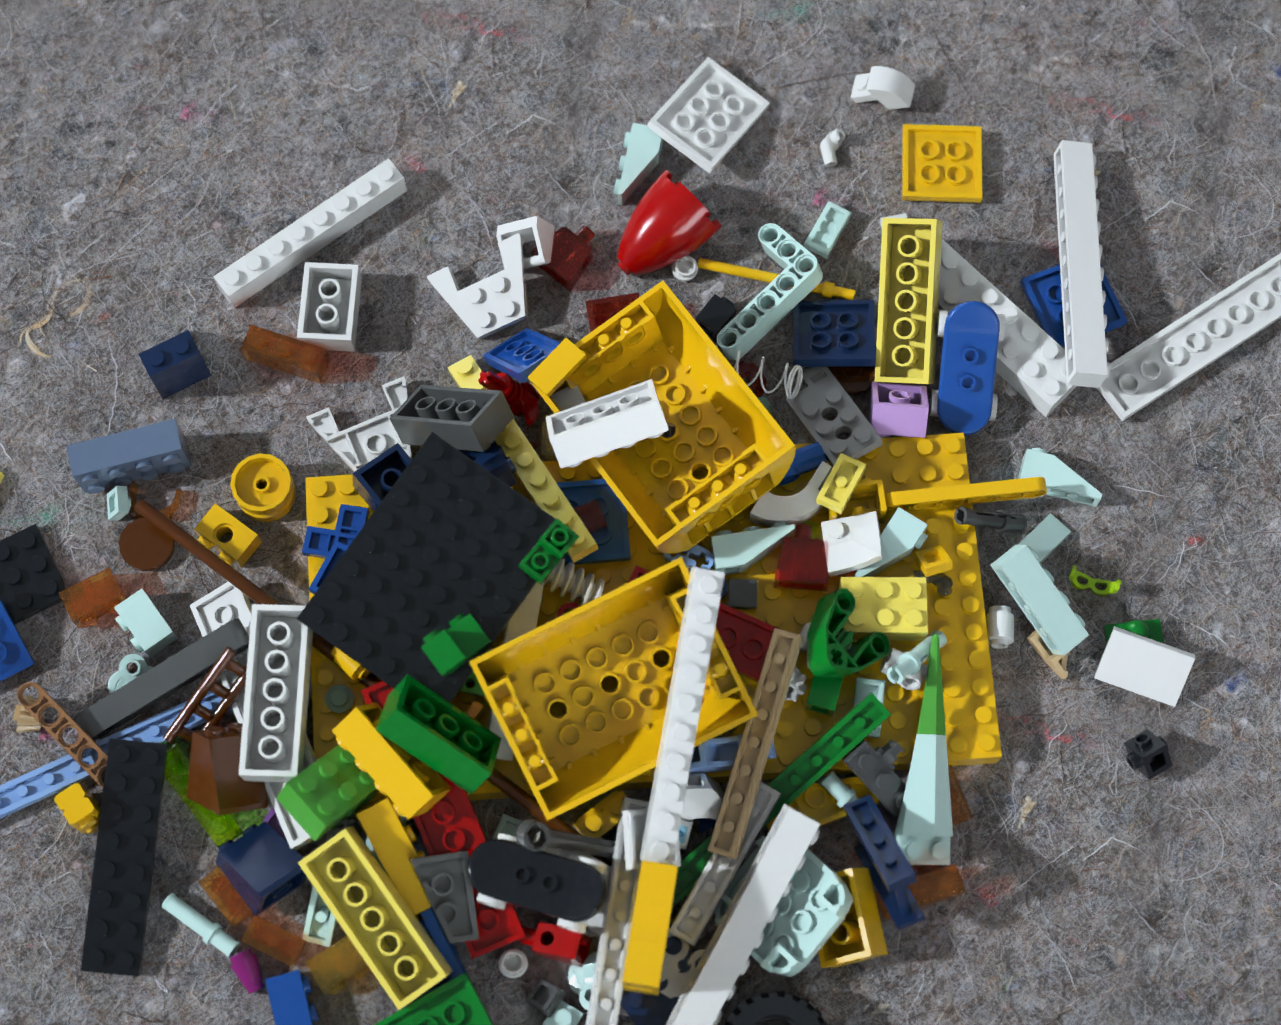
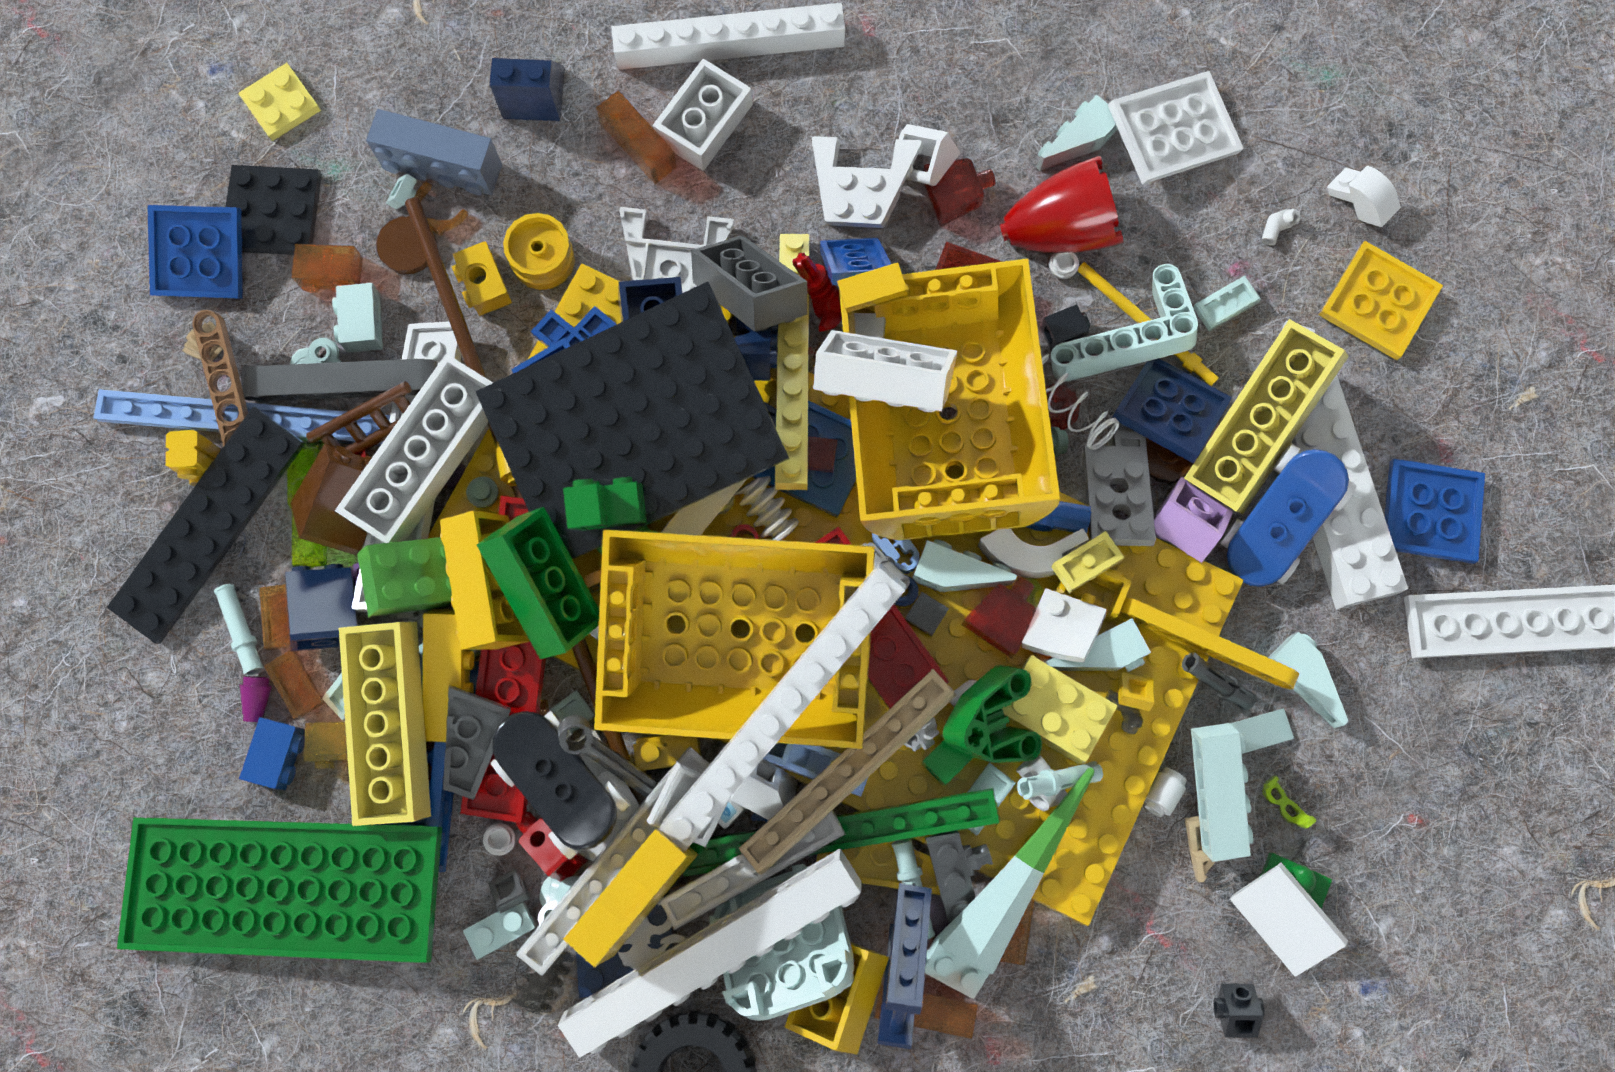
camera: 30 degrees right, 5 degrees up
(548, 551) = (751, 464): green slope -> none
(1080, 265) = (1463, 479): white brick -> none

